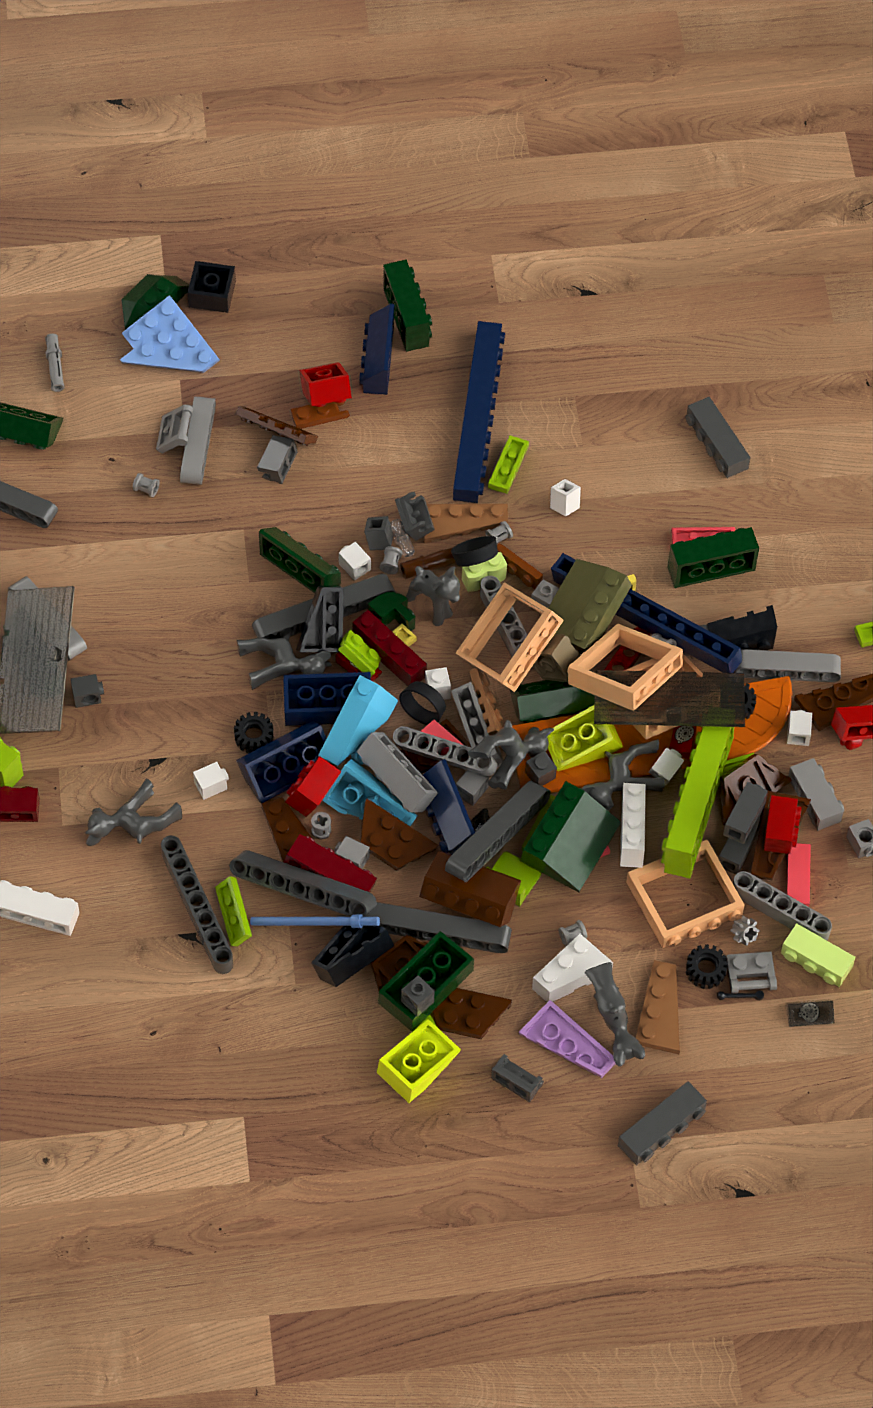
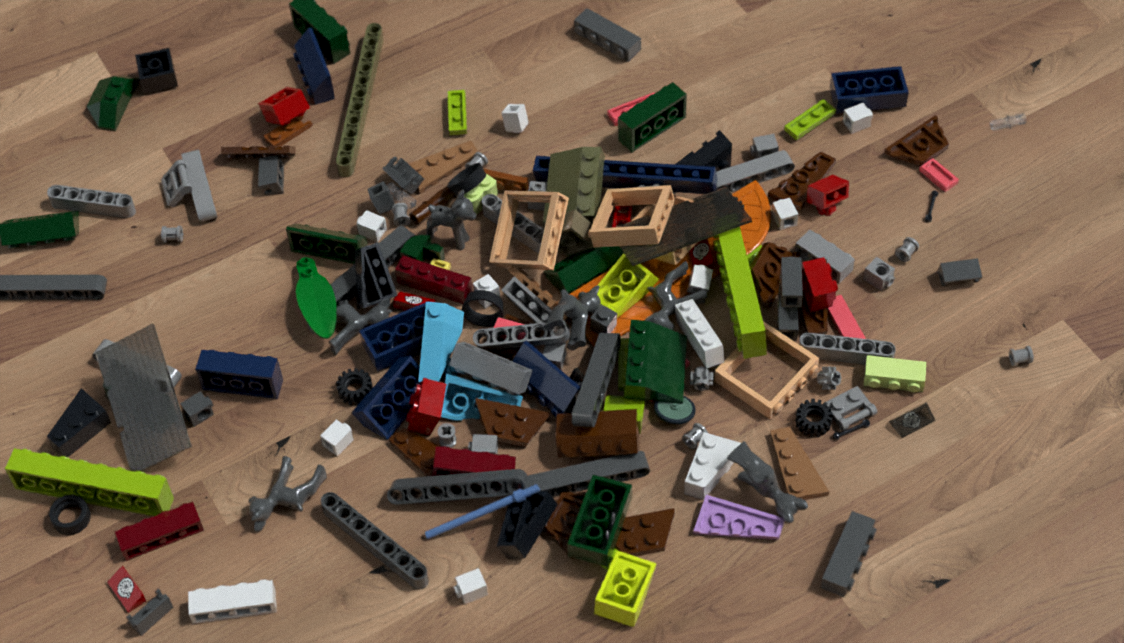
camera: 20 degrees left, 5 degrees down
(54, 355) = (50, 168): light grey pin -> none
(80, 413) = (91, 201): none -> light grey beam
(143, 671) = (239, 374): none -> dark blue brick
(168, 341) = (139, 121): light blue wing -> none
(233, 911) = (408, 533): lime plate -> none
(257, 620) = (316, 299): none -> green plant
(268, 992) = (470, 586): none -> white brick
(359, 653) = (406, 287): lime plate -> none
(411, 407) = (359, 100): none -> olive beam
(417, 996) = (604, 532): dark grey brick -> none
(477, 412) = (414, 85): dark blue brick -> none
(516, 1078) = (711, 570): dark grey hinge -> none
(566, 899) = (675, 412): none -> sand green wheel
(611, 874) = (701, 378): none -> light grey gear
(818, 641) = (764, 146): none -> light grey brick

